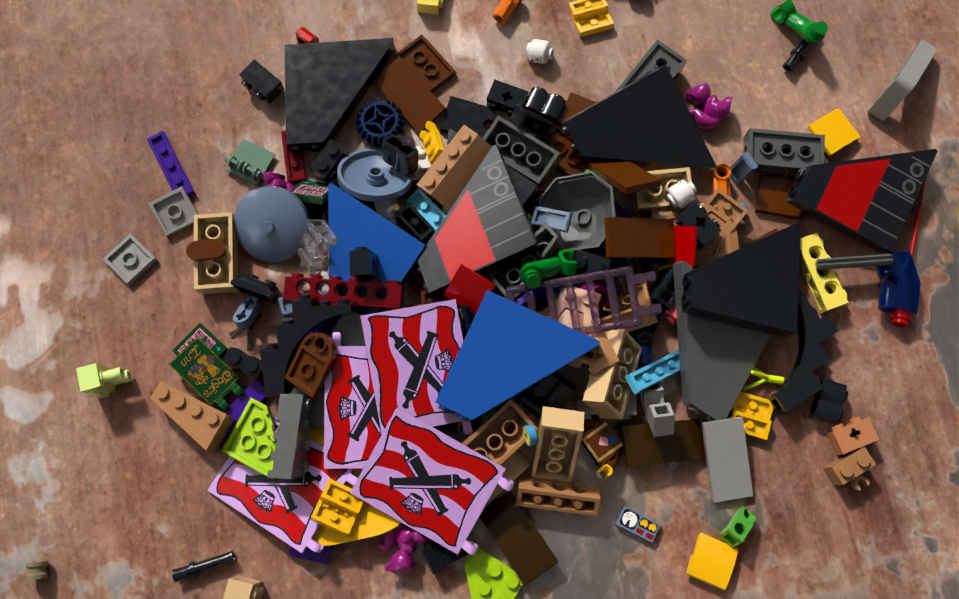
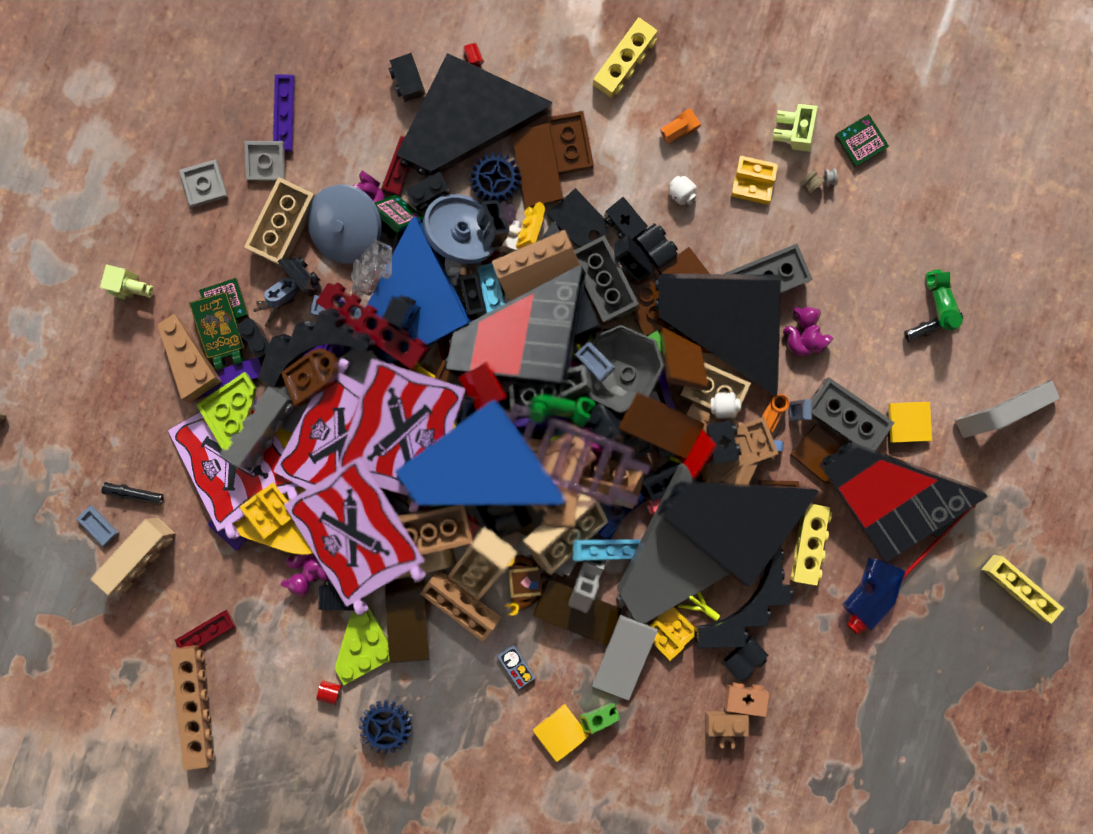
camera: 30 degrees right, 10 degrees up
(206, 250) = (272, 217): reddish brown tile -> none
(249, 161) = (357, 149): sand green hinge -> none
(530, 435) = (461, 544): dark azure tile -> none
(853, 261) = (844, 552): dark grey axle -> none

